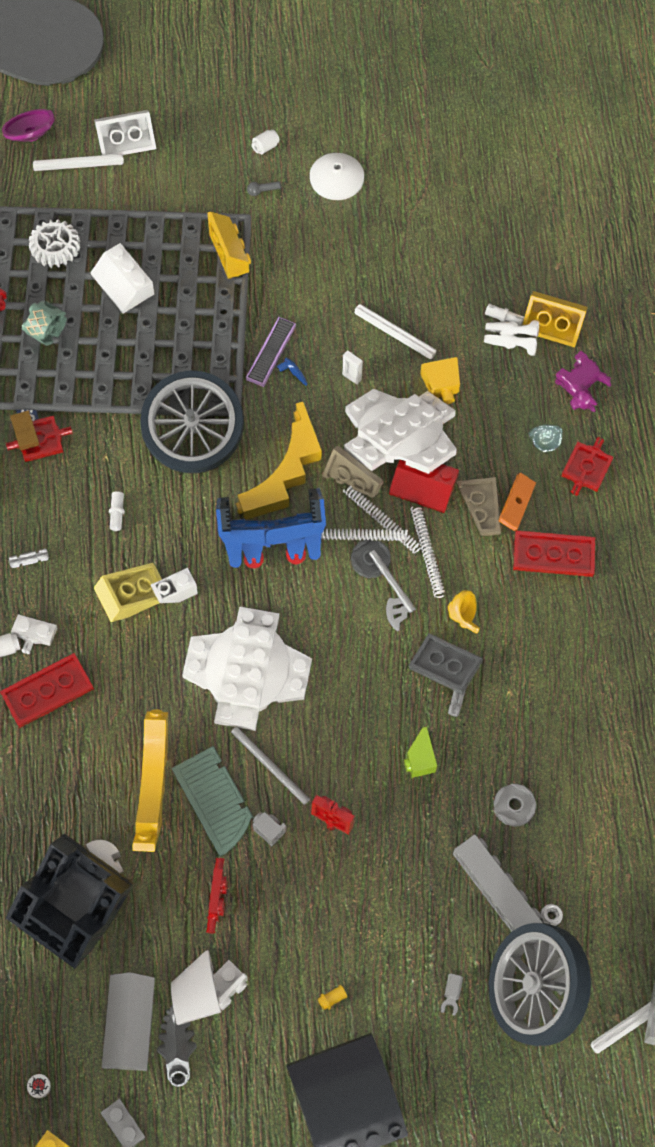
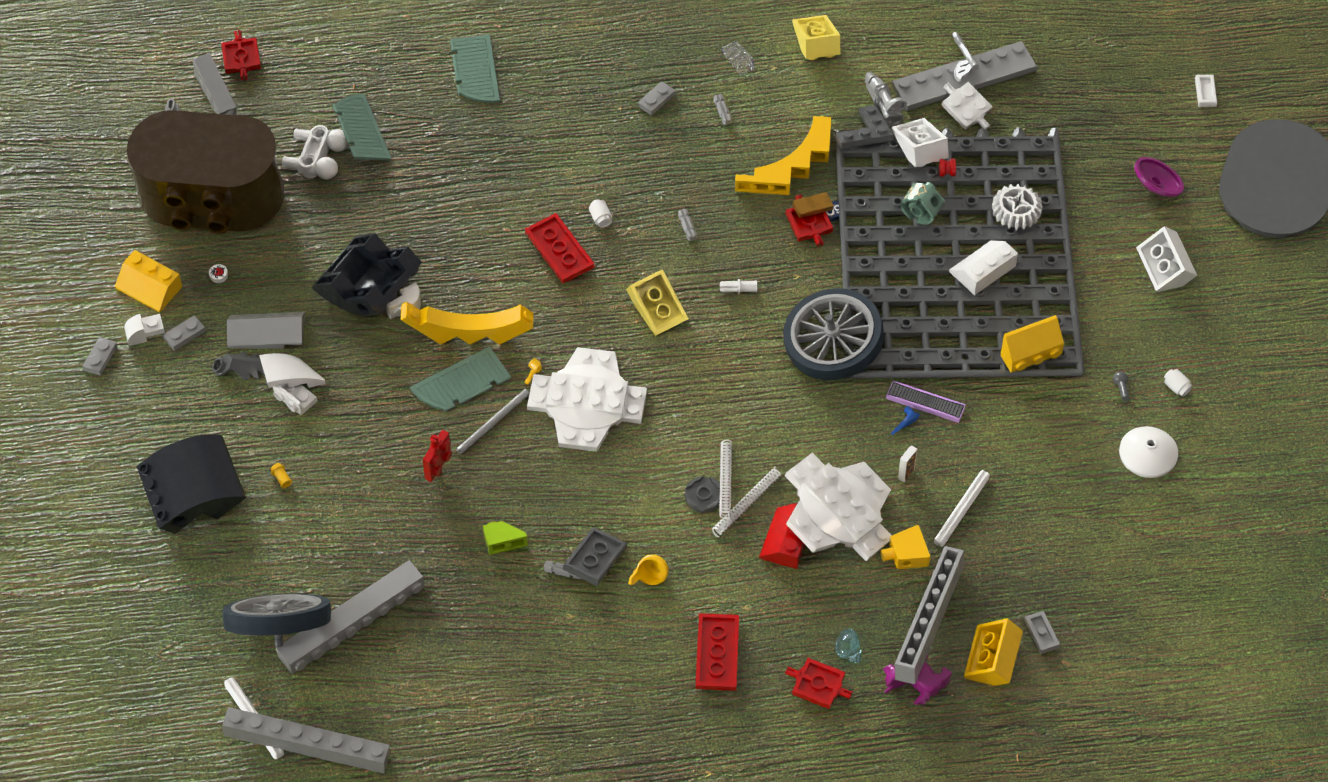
camera: 90 degrees right, 10 degrees down
(33, 632) = (615, 234): white plate -> none
(78, 162) = (1126, 226): white axle -> none
(175, 587) = (660, 334): white slope -> none
(202, 718) = (536, 367): none -> yellow hand
(216, 903) = (369, 379): red plate -> none
(254, 534) = (719, 402): container -> none
(268, 827) = (432, 419): light grey brick -> none
(272, 493) = (816, 429): yellow arch -> none
(350, 471) = (794, 455): dark tan wing -> none
(403, 598) = (661, 521): light grey piece -> none
(429, 551) = (712, 539): white piece -> none
(452, 992) = (281, 567): light grey bar -> none
(482, 503) = (771, 588): dark tan wing -> none
(503, 315) = (994, 606): white pin -> none
(507, 337) = (967, 606): white piece -> none
(508, 815) = (456, 629): light grey tile -> none
(517, 501) = (783, 620): orange tile -> none
(526, 359) = (929, 615): none -> light grey brick
(531, 278) = (1042, 632): none -> light grey plate
(554, 909) = (350, 642): white plate -> none

